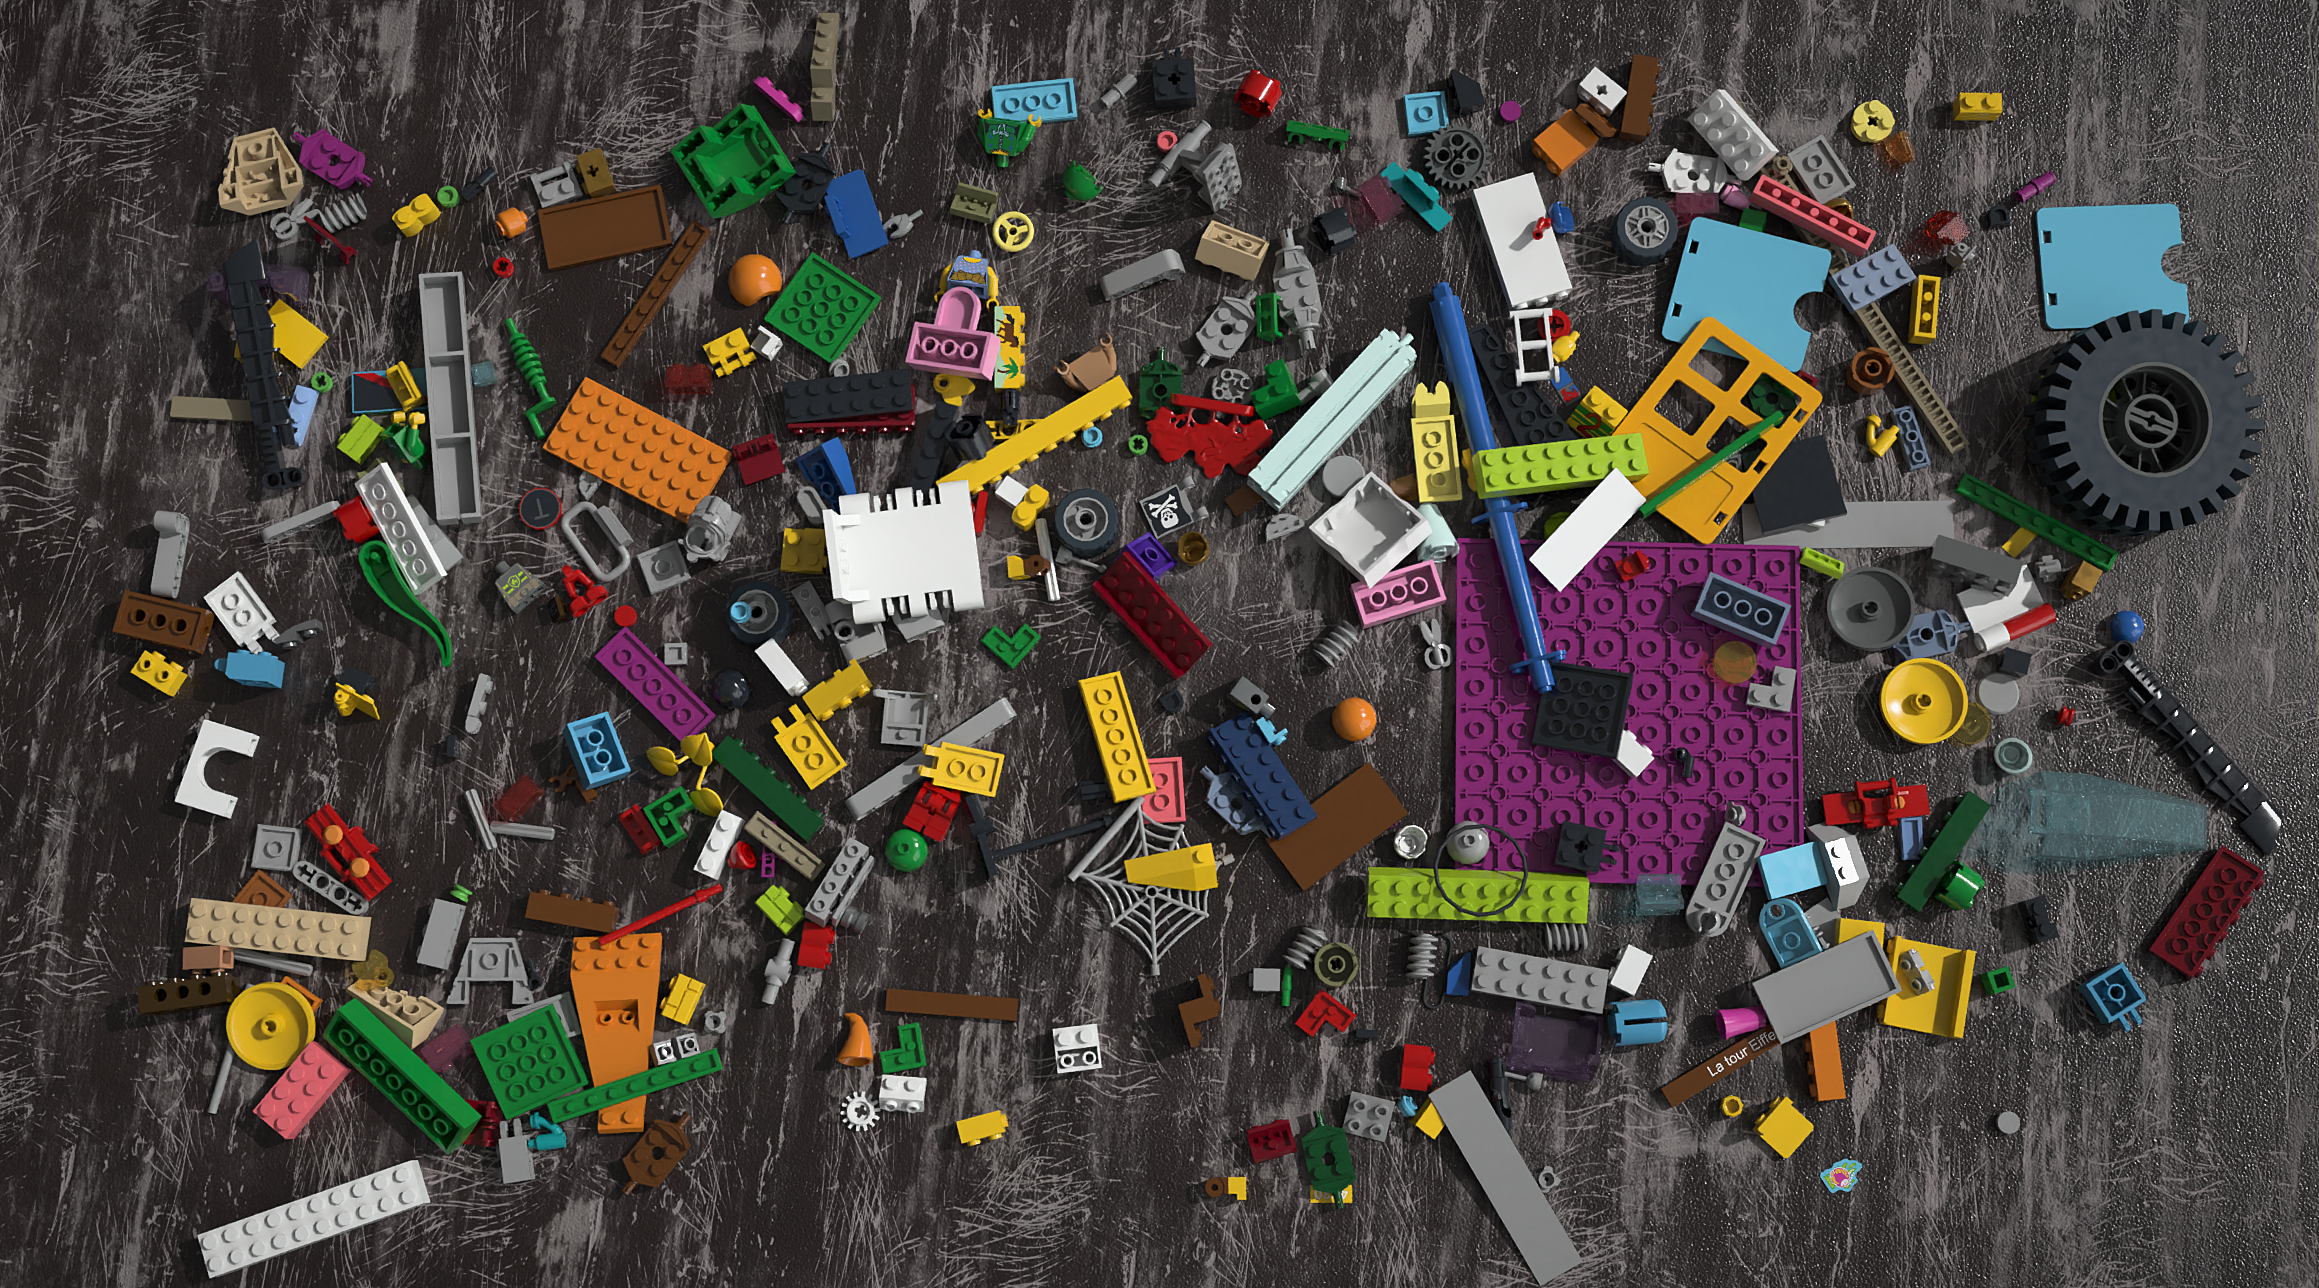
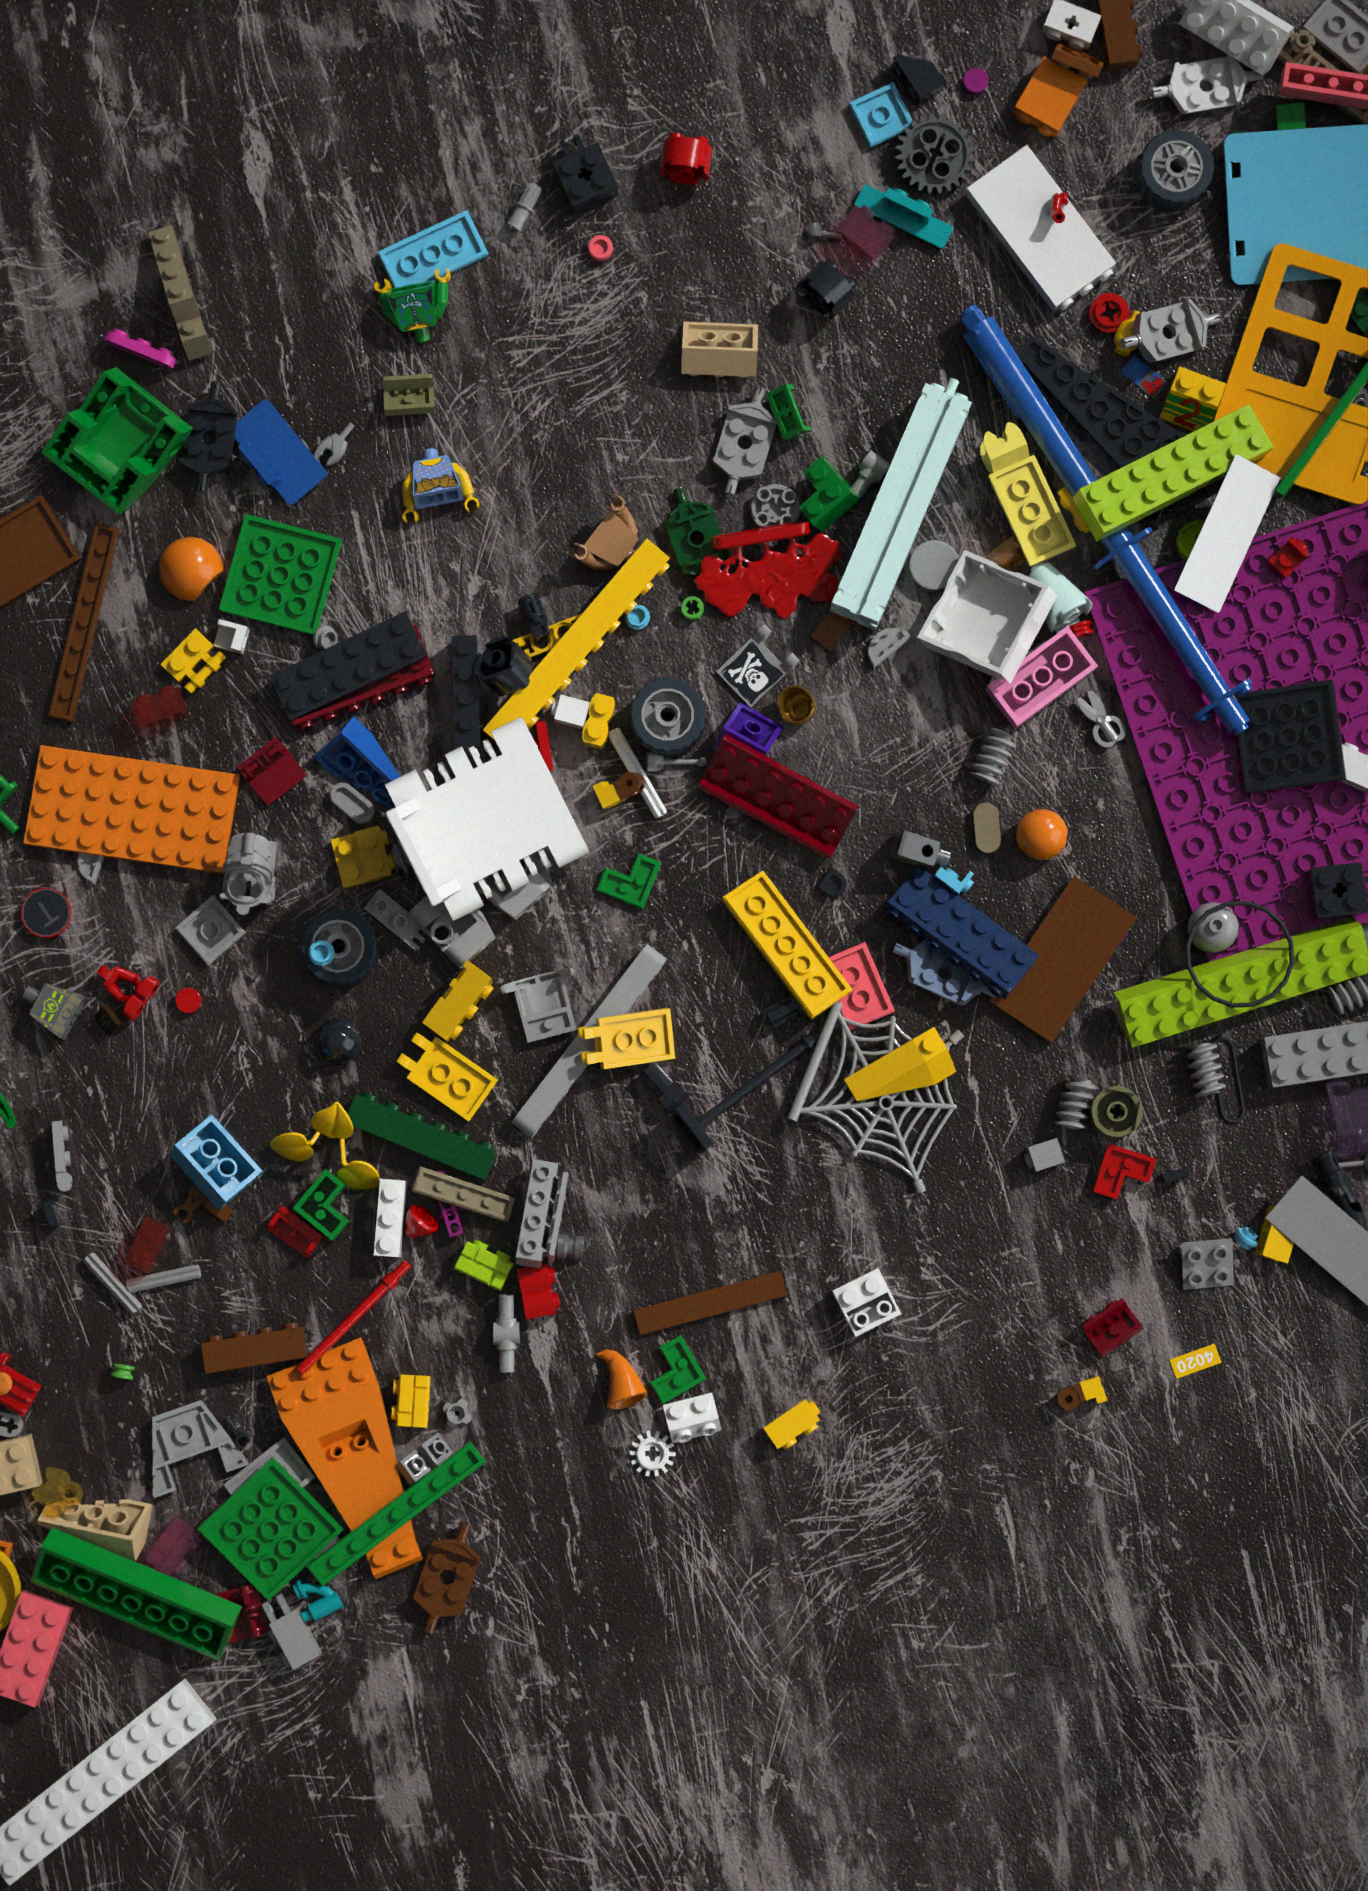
camera: 25 degrees left, 5 degrees up
(440, 934) = (116, 1424): light grey brick -> none
(612, 528) = (137, 908): light grey bar -> none
(655, 685) = (251, 1066): magenta plate -> none
(675, 654) = (260, 1023): light grey tile -> none
(782, 668) = (389, 998): white brick -> none
(906, 850) = (598, 1151): green cylinder -> none
(936, 801) = (615, 1086): red hips -> none
(952, 341) = (444, 562): bright pink brick -> none
(956, 387) = (464, 610): yellow plate -> none
(1009, 357) = (507, 548): brick -> none
(1013, 239) = (464, 421): light yellow piece -> none
(1079, 183) = (520, 331): green cylinder -> none
(1142, 273) = (630, 410): light grey beam -> none
(1199, 1010) = (985, 1214): reddish brown bracket -> none
(1216, 171) = (673, 269): light grey plate -> none
(1286, 986) = (1068, 1154): green piece -> none
(1298, 291) = (809, 370): light grey plate -> none
(1312, 699) = (986, 828): none -> dark tan tile
(1317, 133) = (768, 179): green plate -> none
(1330, 1178) = (1198, 1336): dark green plate -> none
(1410, 842) = (1149, 948): white hair -> none
(1415, 1067) = (1240, 1192): red brick -> none
(1444, 567) = (1081, 629): none -> red bush
(1459, 976) = (1253, 1077): blue slope -> none
(1553, 372) = (1091, 382): white piece -> none
(1560, 218) = (1075, 186): blue hair -> none
(1611, 352) = (1186, 325): none -> light grey plate
(1693, 205) = (1221, 121): clear pink brick -> none
(1734, 197) = (1260, 96): bright pink cone -> none

